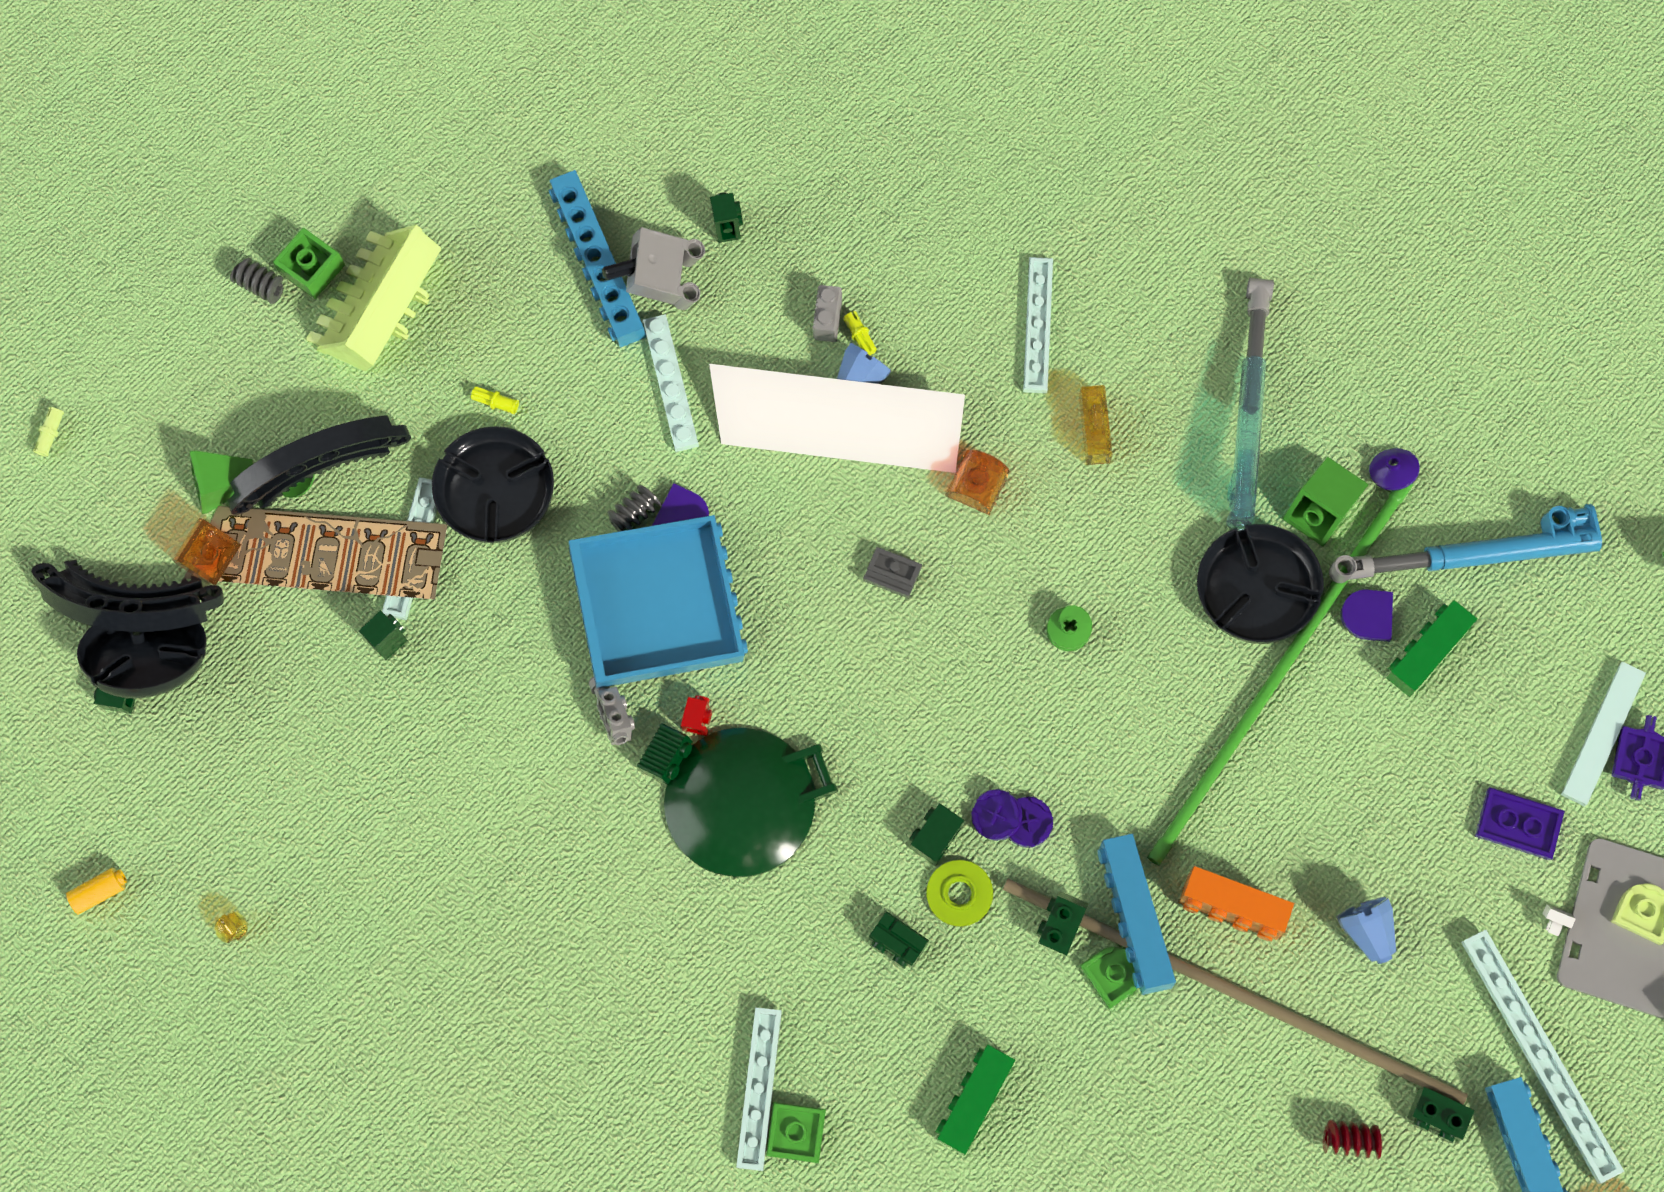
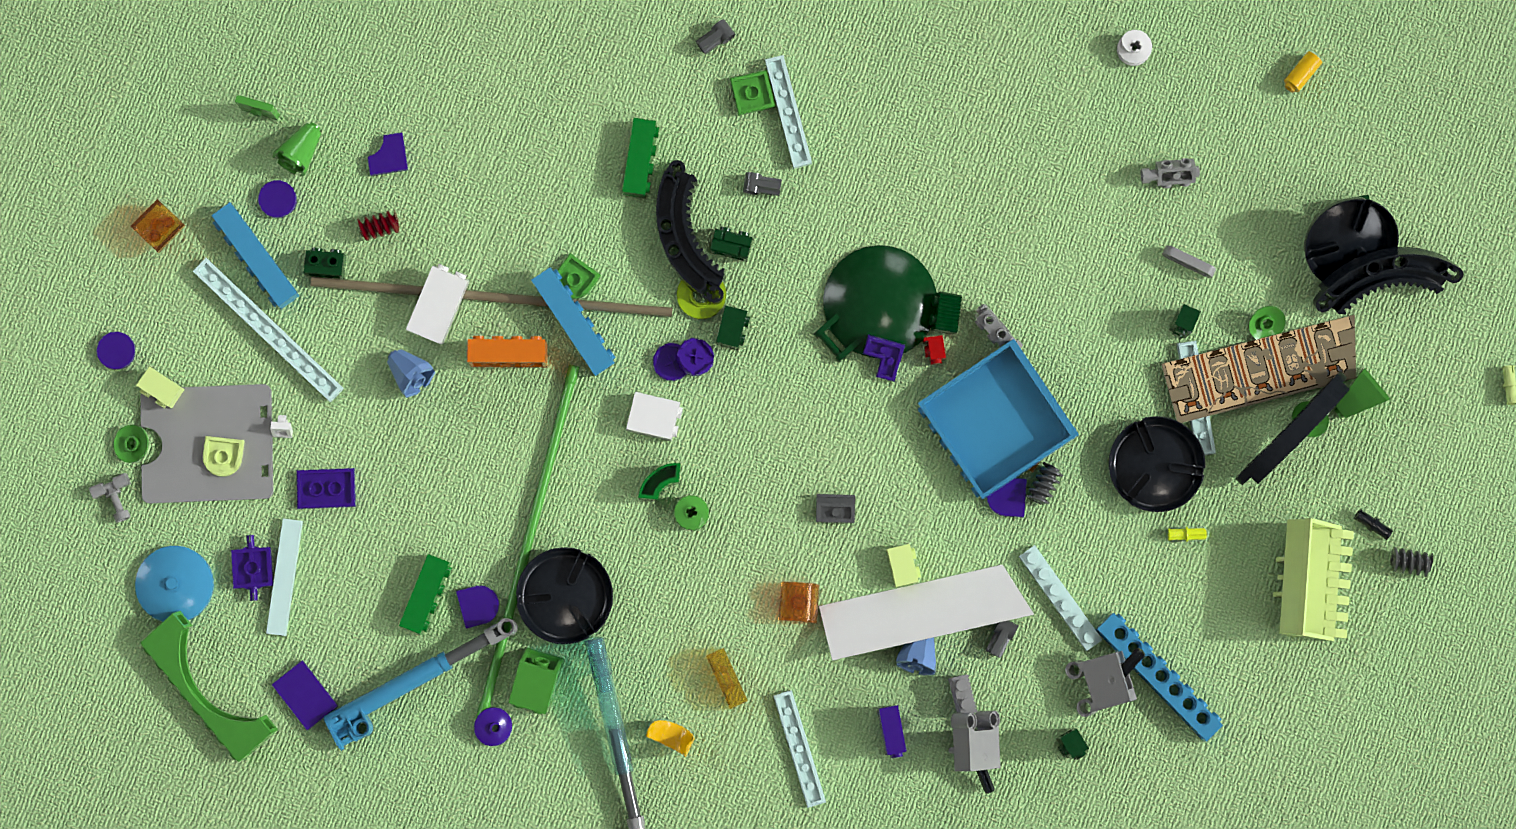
camera: 150 degrees right, 10 degrees up
(206, 552) = (1343, 334): clear orange brick -> none
(231, 927) = (1196, 82): clear yellow piece -> none
(273, 1002) = (1125, 45): none -> white piece
(280, 336) = (1373, 524): none -> black pin
(288, 601) = (1274, 325): none -> bright green dish
(309, 263) = (1378, 588): bright green brick -> none
(314, 823) = (1172, 172): none -> light grey brick
(345, 708) = (1189, 261): none -> light grey beam
(756, 731) = (889, 353): none -> dark purple tile
(760, 357) = (1003, 633): none -> dark grey piece
(834, 249) = (977, 748): none -> light grey piece
(836, 1007) = (756, 183): none -> dark grey piece
(838, 478) = (903, 565): none -> yellowish green brick
(859, 332) = (931, 689): neon yellow axle -> none
(925, 300) = (892, 731): none -> dark purple brick
(960, 935) = (674, 207): none -> black gear
(1062, 923) = (622, 296): dark green brick -> none
(1074, 759) = (654, 416): none -> white brick
(1096, 677) = (659, 480): none -> green brick
(1178, 385) = (671, 735): none -> yellow piece
(1306, 1001) = (438, 304): none -> white brick
(1615, 585) = (305, 695): none -> dark purple tile

